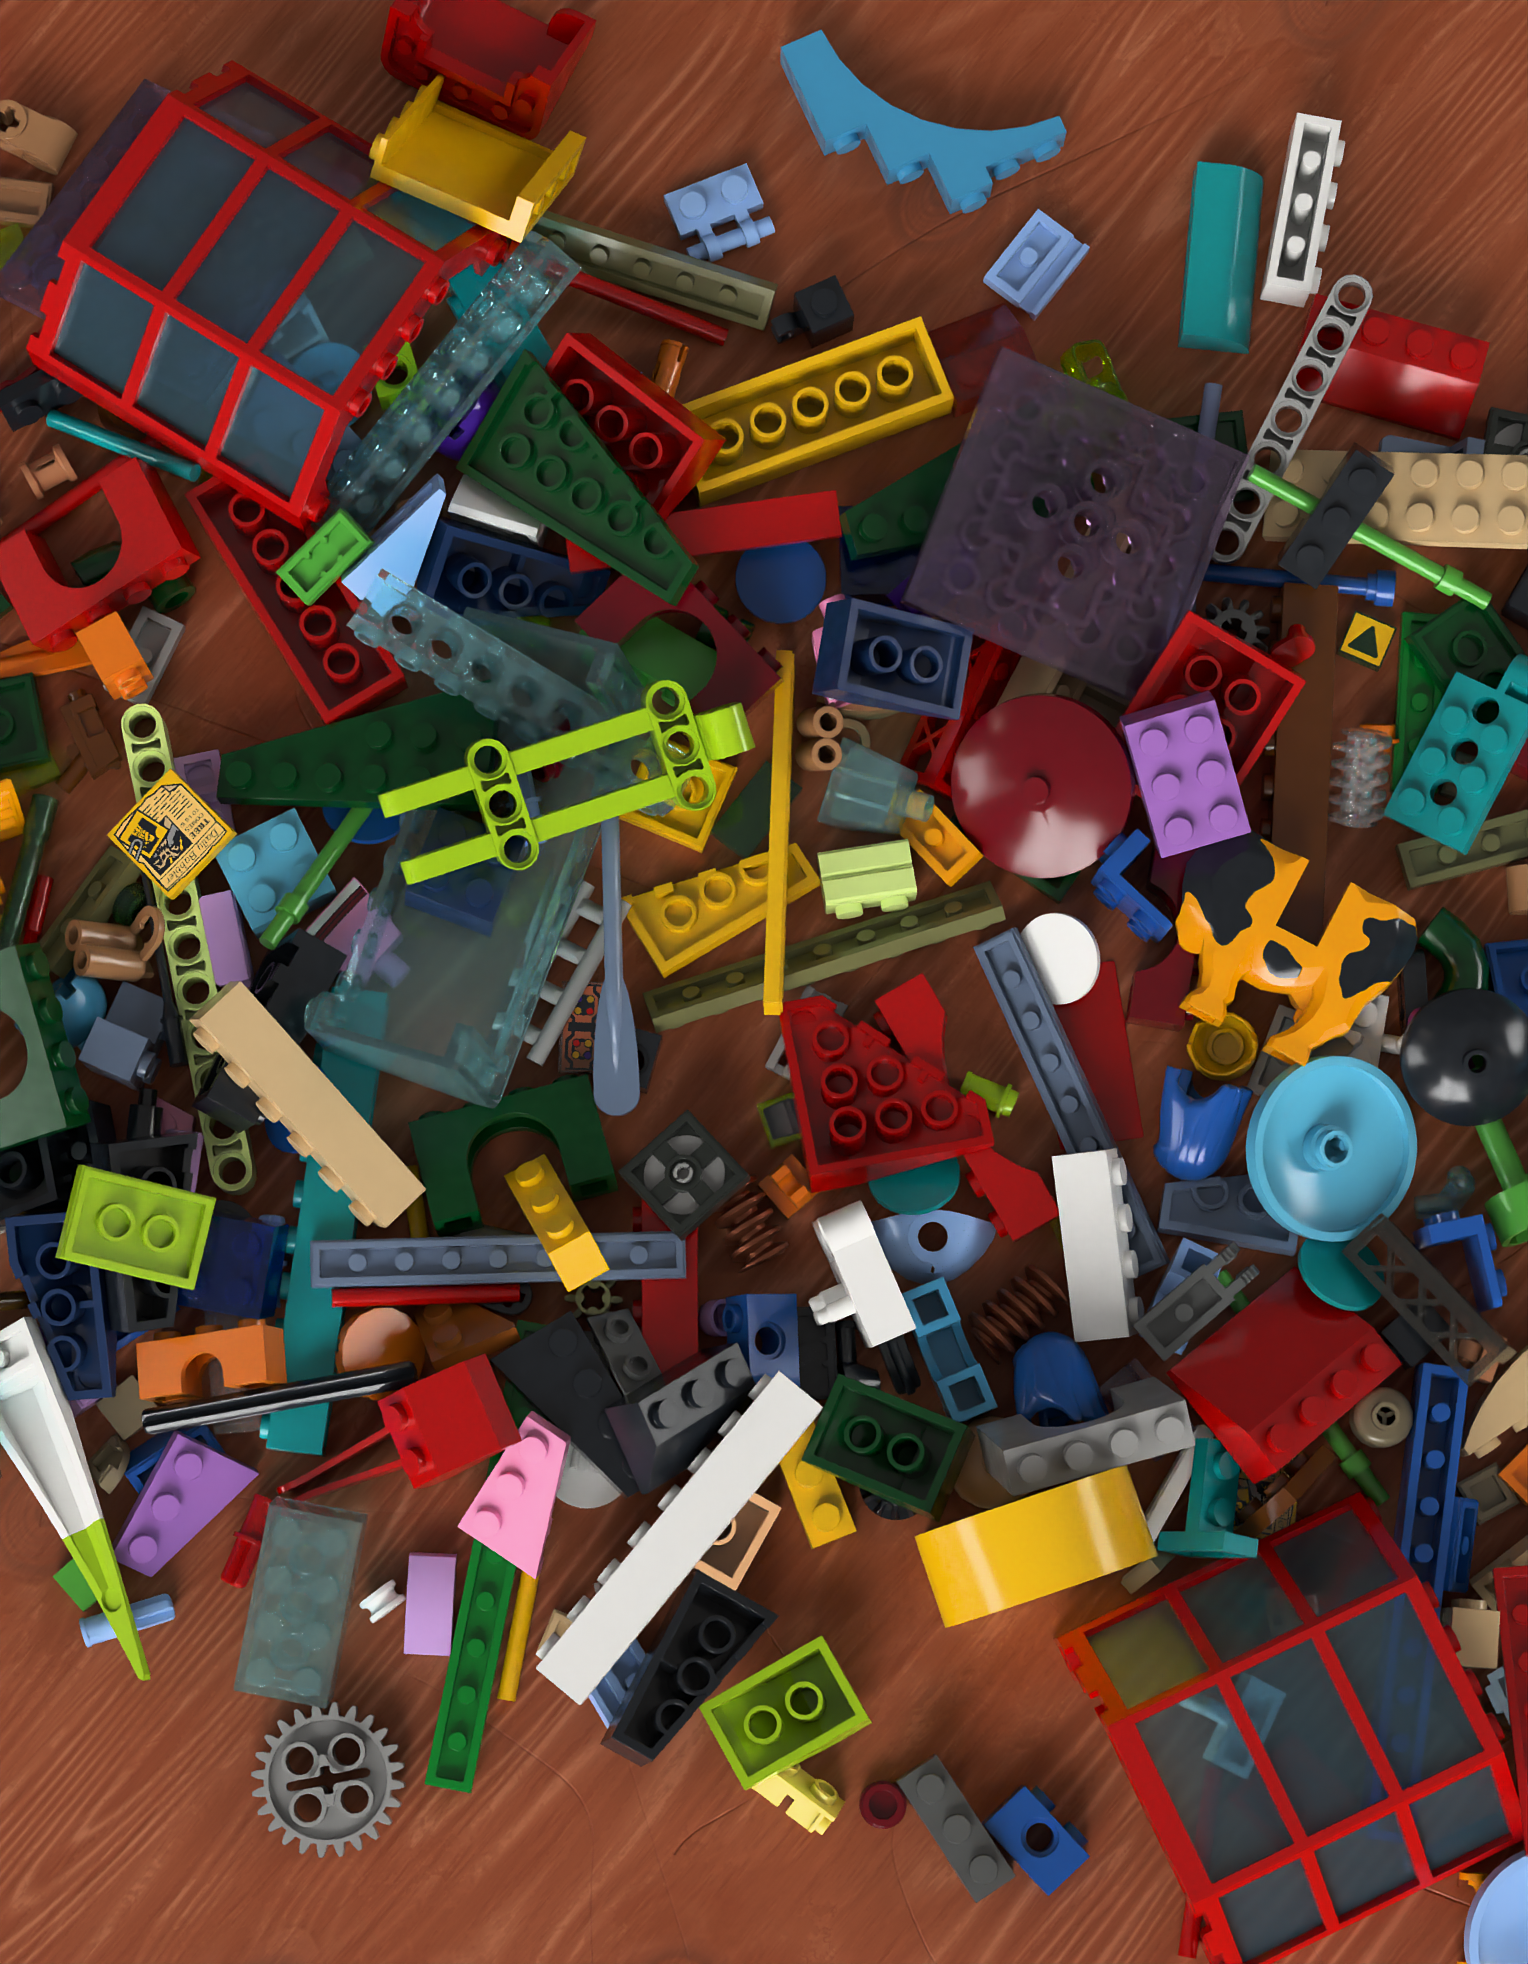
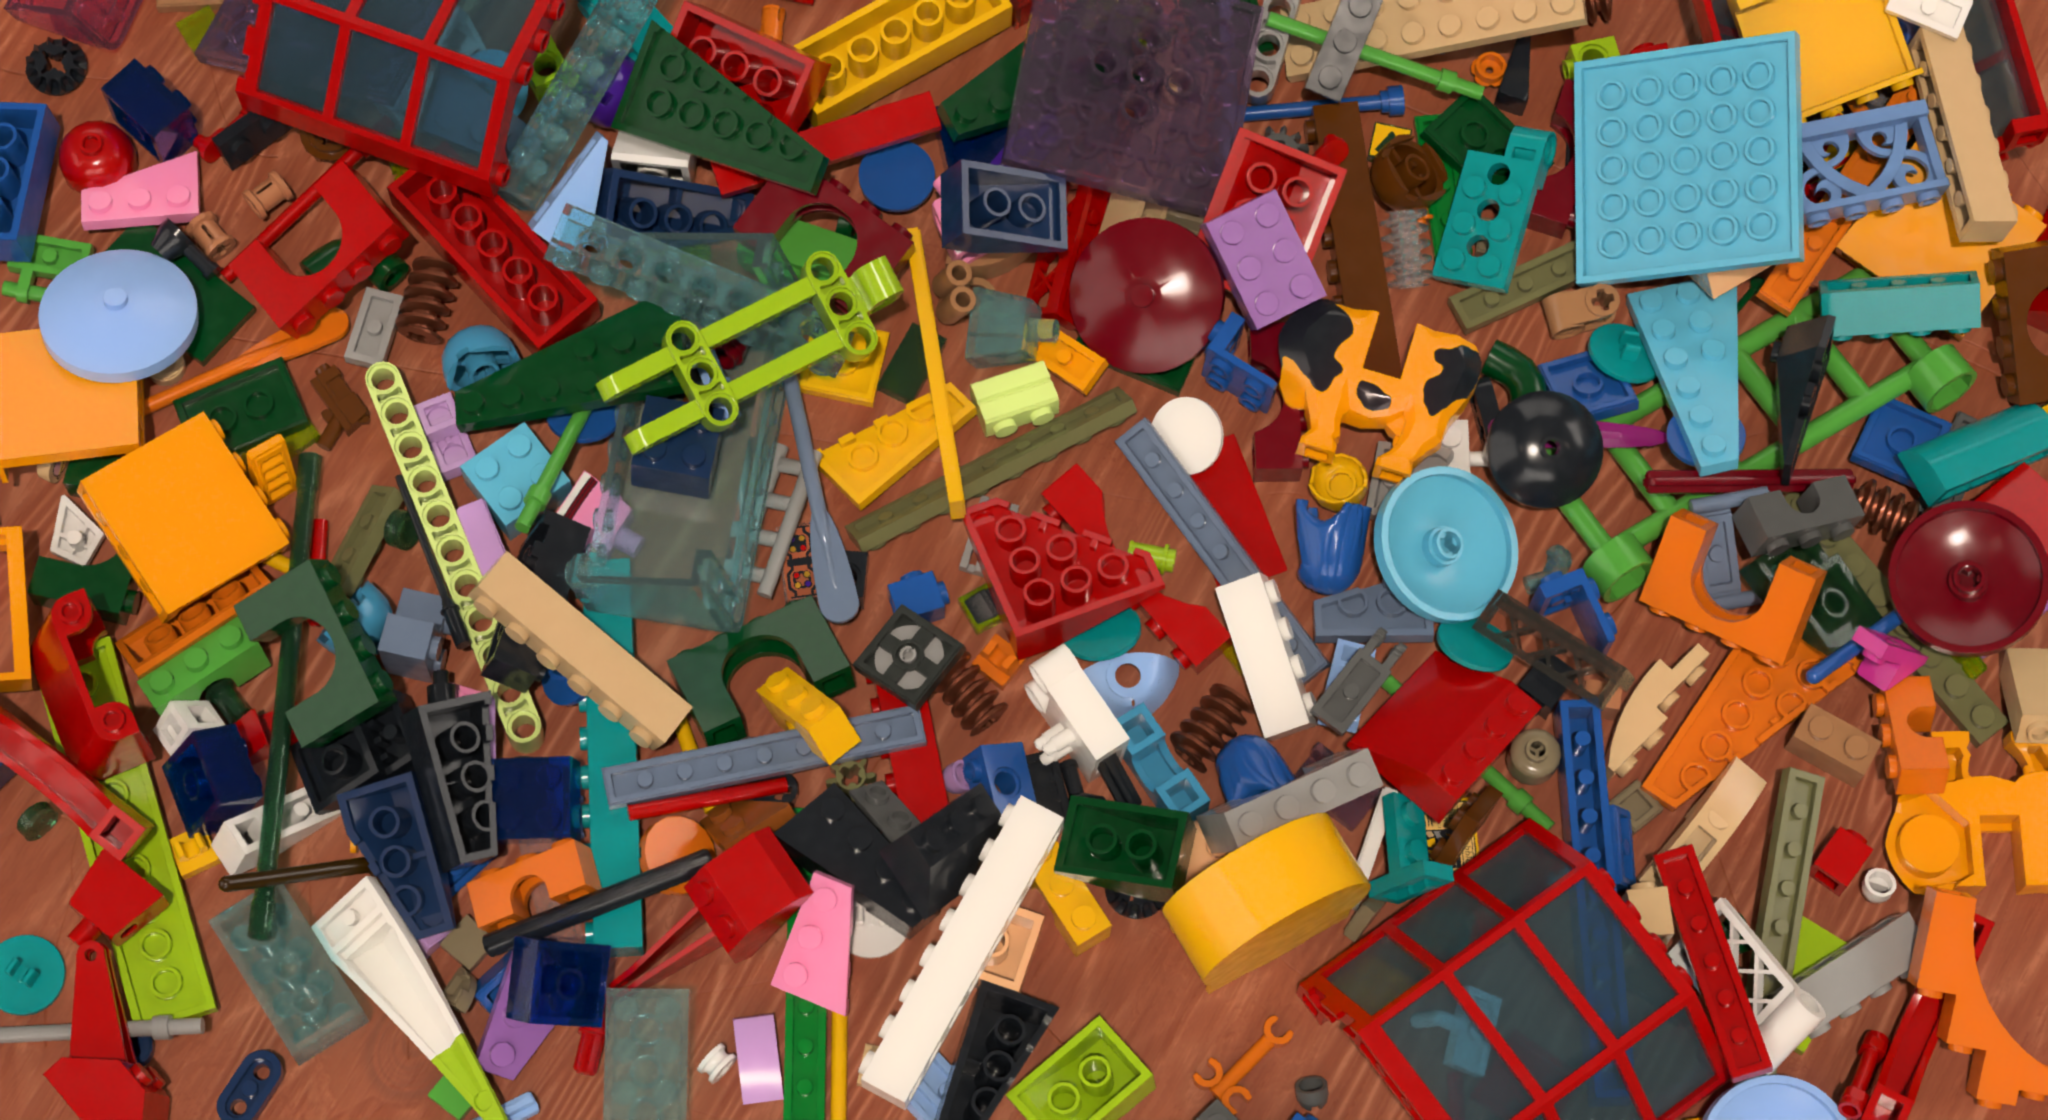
camera: 10 degrees left, 10 degrees down
(114, 949) = (392, 563): medium nougat piece -> none
(115, 657) = (352, 323): orange brick -> none
(123, 445) = (327, 160): teal bar -> none
(135, 1227) = (452, 772): lime tile -> none
(172, 834) = (424, 459): tile -> none
(208, 635) = (424, 299): none -> copper piece
(217, 1484) = (558, 981): none -> clear blue brick
(254, 715) = (476, 354): none -> dark azure cylinder
(325, 557) = (515, 213): bright green plate -> none
(711, 1096) = (920, 594): none -> blue brick
(950, 1732) = (1224, 1086): none -> orange bar
(1047, 1749) = (1311, 1092): none -> dark grey hinge
(1380, 687) = (1407, 174): none -> reddish brown cylinder
(1503, 557) = (1489, 60): none -> orange plate

